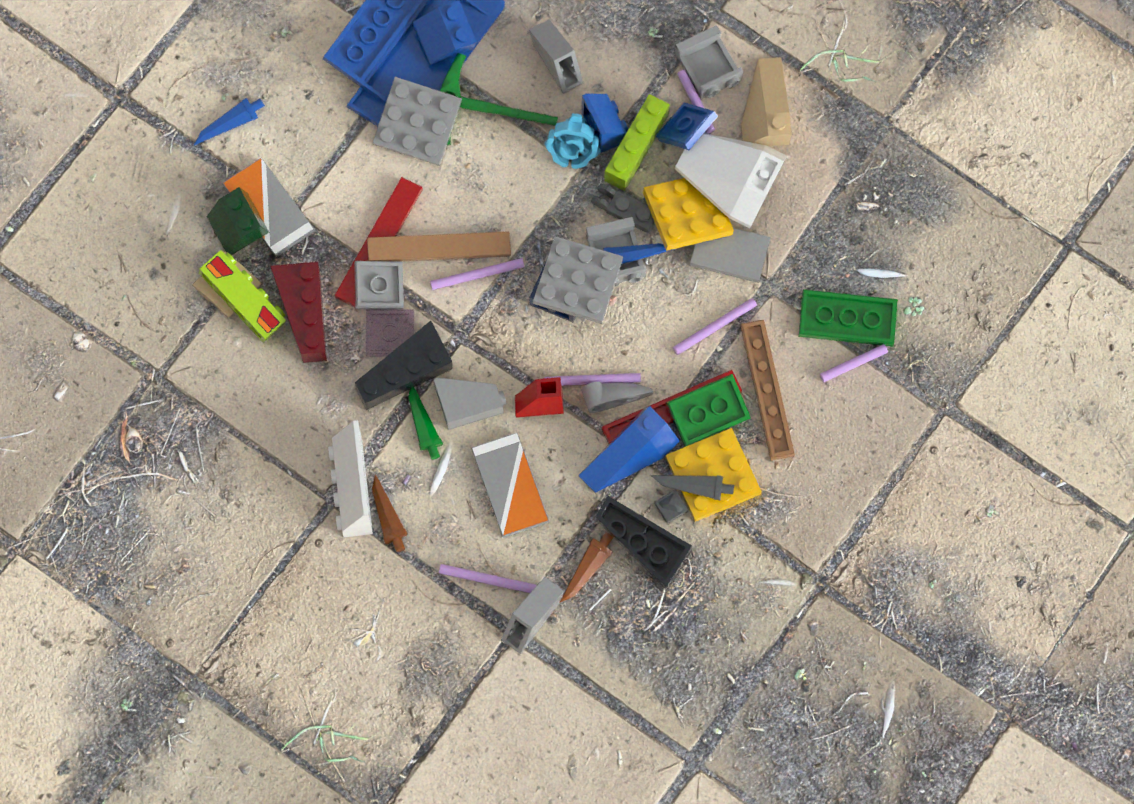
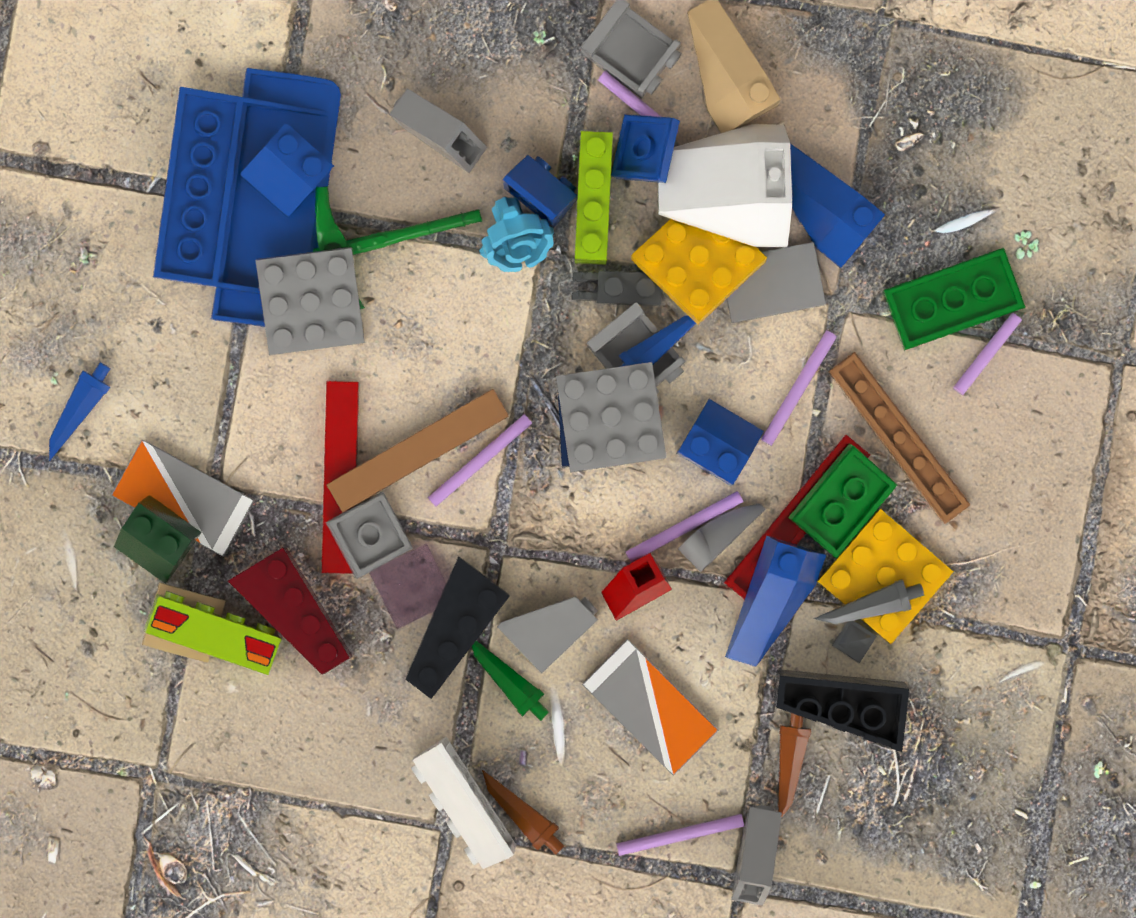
camera: 20 degrees left, 15 degrees up
(642, 335) = (720, 442): none -> blue slope
(791, 221) = (830, 209): none -> blue wedge

